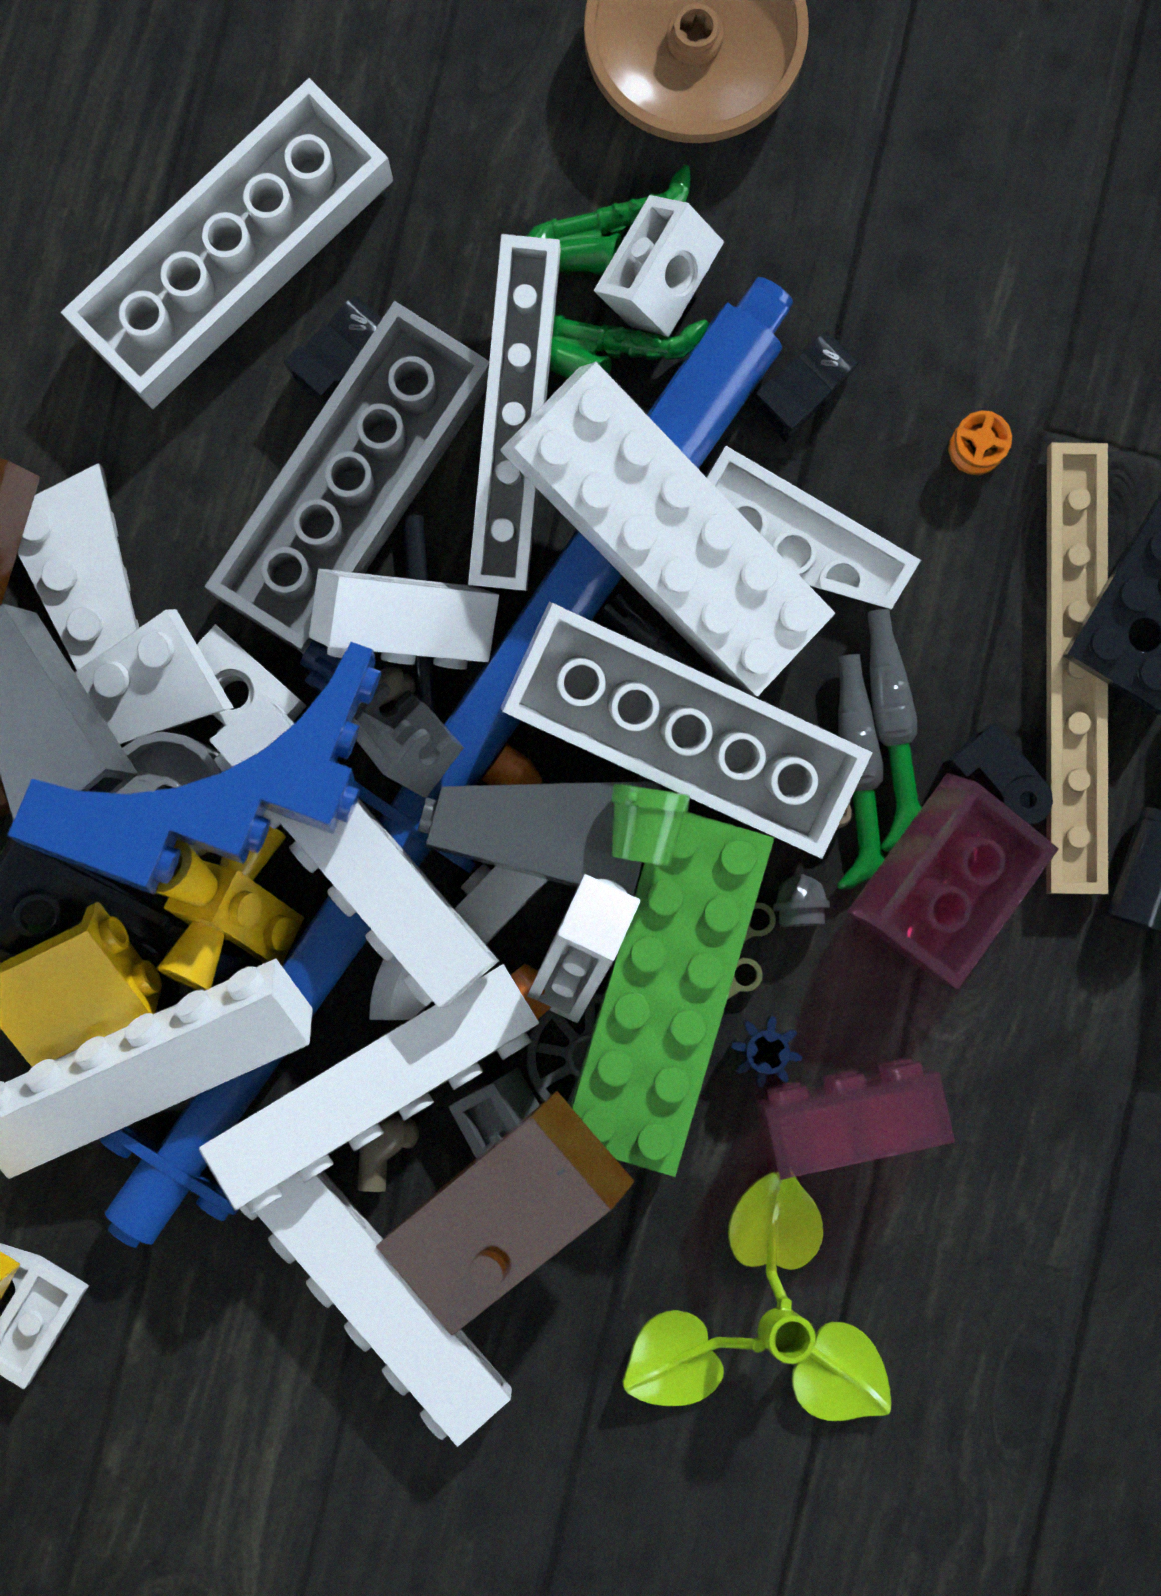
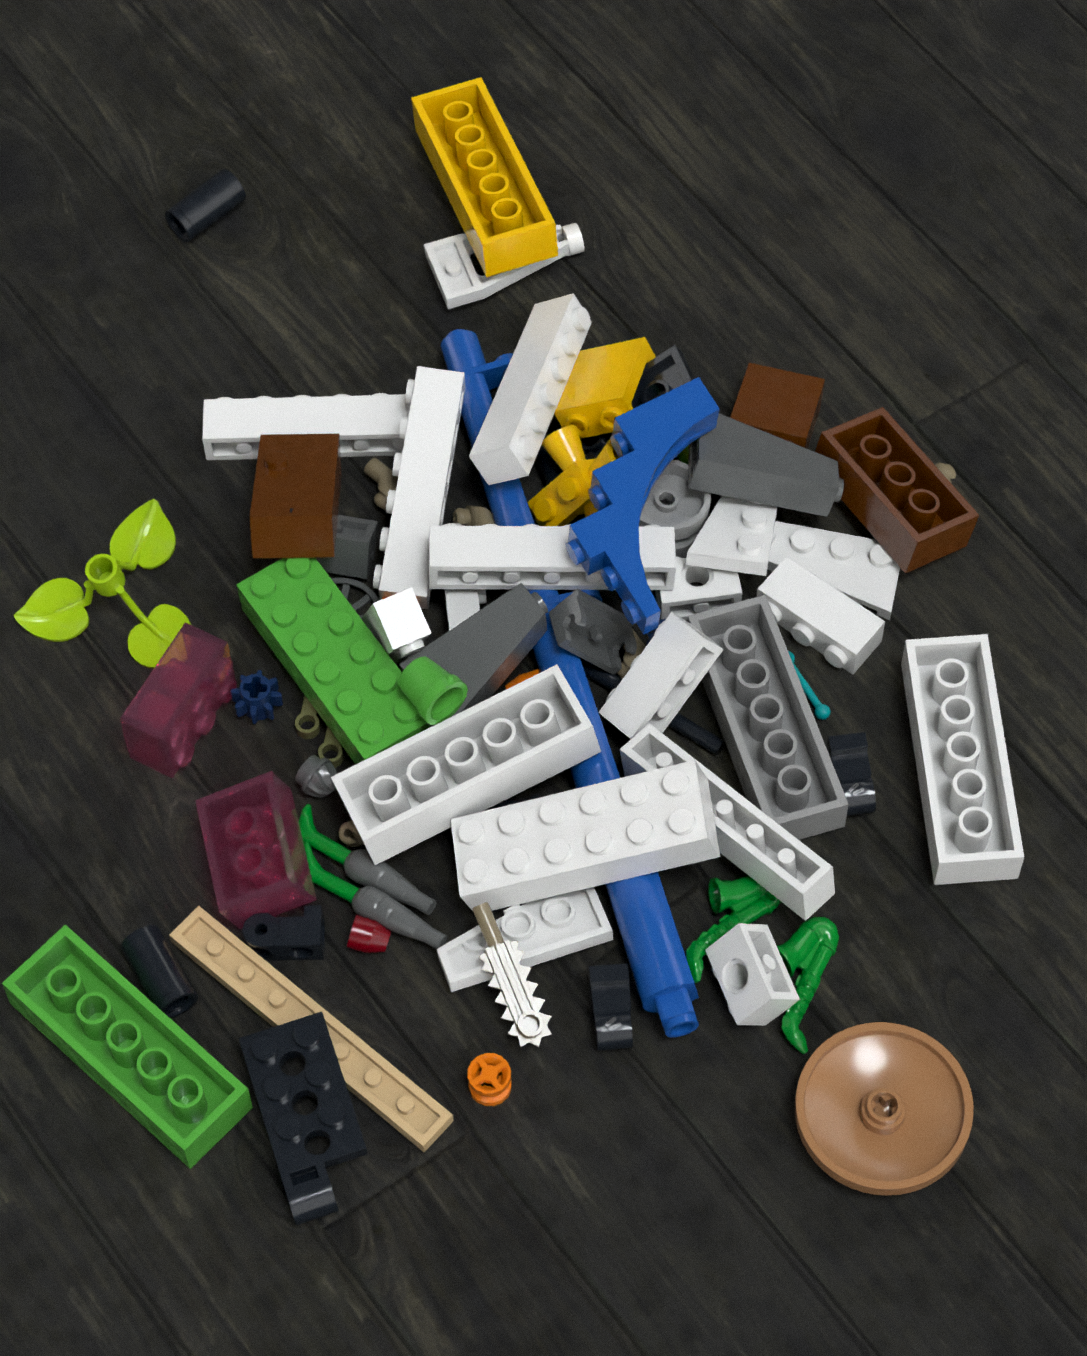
camera: 135 degrees right, 25 degrees down
(168, 530) = (821, 616): none -> white brick
(278, 448) = (821, 710): none -> teal hinge
(346, 999) = (473, 516): none -> dark tan arm
(867, 500) = (510, 977): none -> piece
(931, 697) = (368, 936): none -> dark red hose

